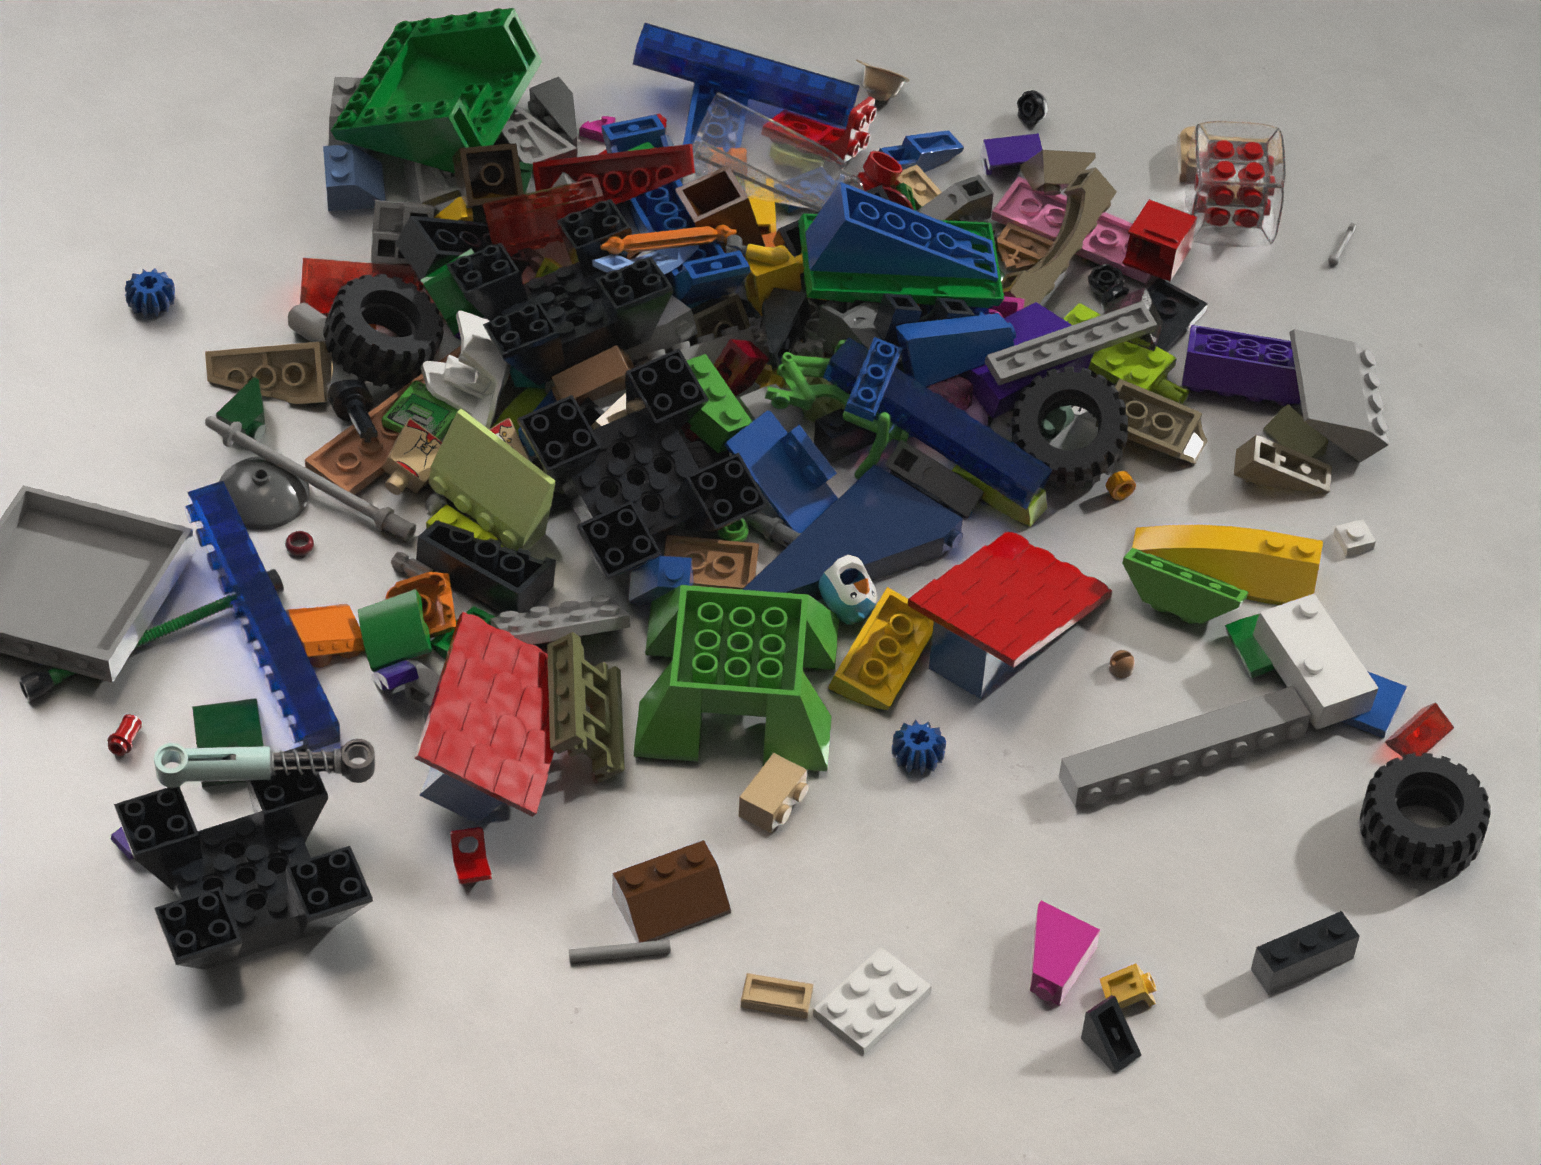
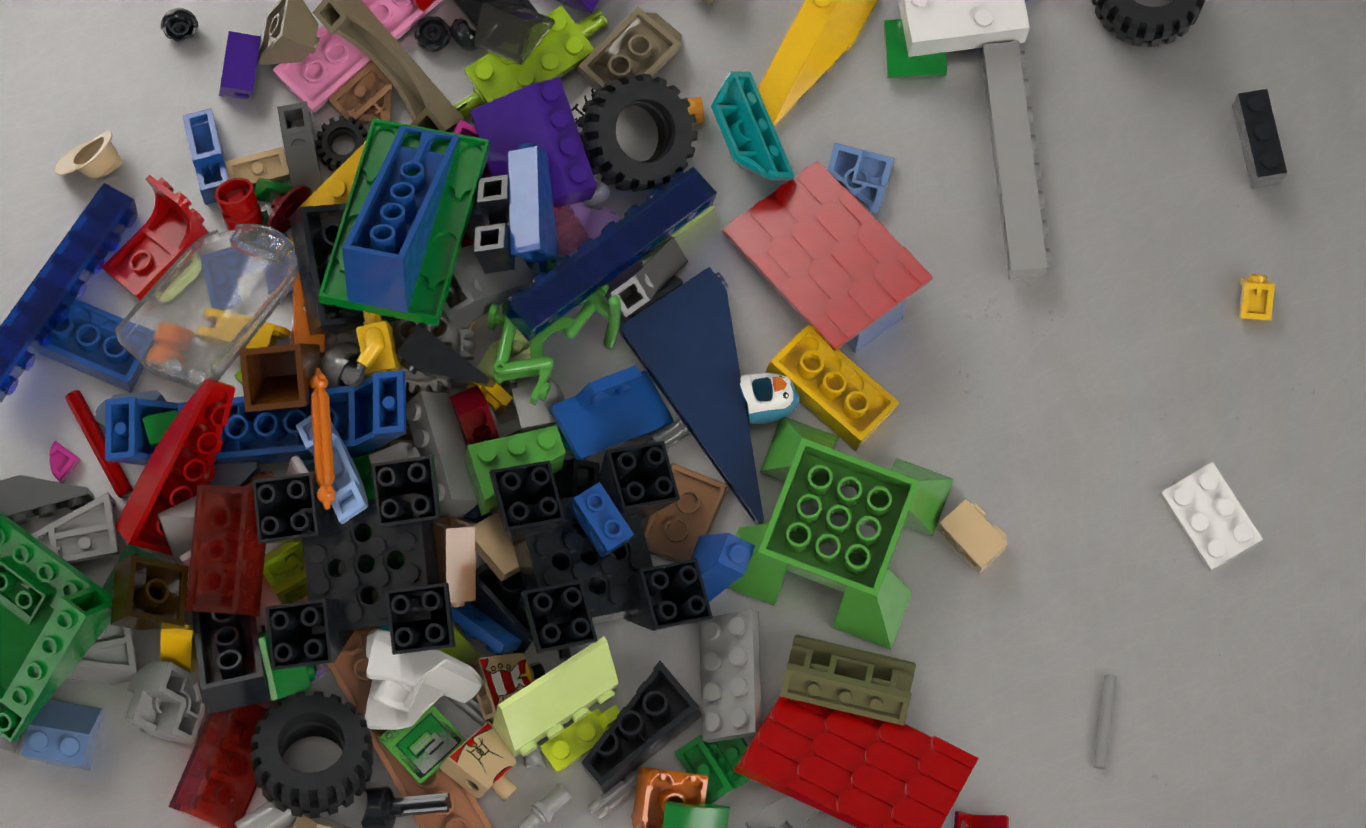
camera: 70 degrees left, 25 degrees up
(669, 463) = (600, 520): none -> blue brick
(670, 893) = (1061, 659): reddish brown slope -> none
(776, 995) = (1185, 597): tan tile -> none
(838, 437) = (563, 351): black slope -> none
(873, 379) = (580, 307): blue tile -> none
(918, 747) = (959, 401): blue gear -> none
(1059, 952) = (1208, 344): dark pink slope -> none
(1070, 343) = (560, 97): light grey plate -> none
(1109, 1035) = (1301, 329): black slope -> none
(1115, 513) = (749, 128): none -> teal wedge
(1115, 628) = (862, 173): none -> medium blue slope
(1124, 666) = (894, 182): medium nougat hinge -> none
(1180, 589) = (841, 94): bright green wedge -> none

